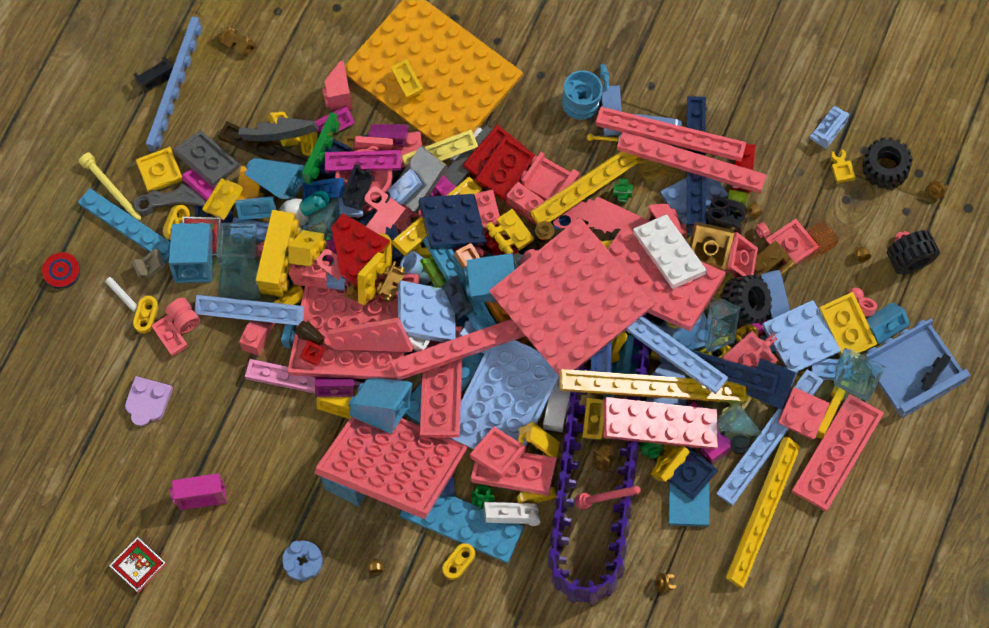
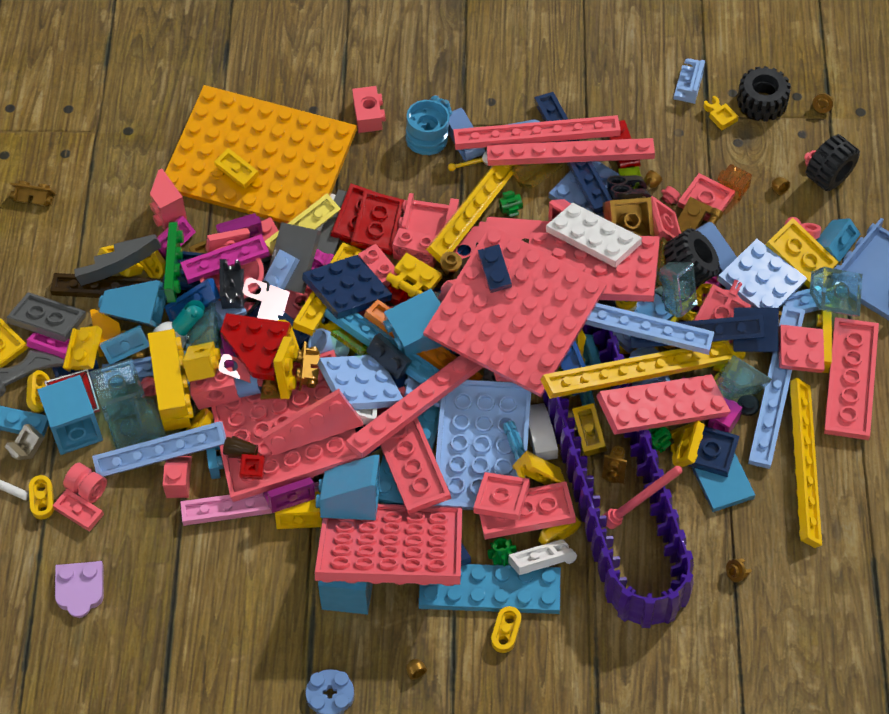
camera: 25 degrees left, 10 degrees down
(198, 492) = (181, 659): dark pink window -> none
(530, 406) = (514, 439): none -> dark azure axle
(541, 68) = (367, 109): none -> coral brick
(566, 258) = (494, 268): none -> dark blue plate

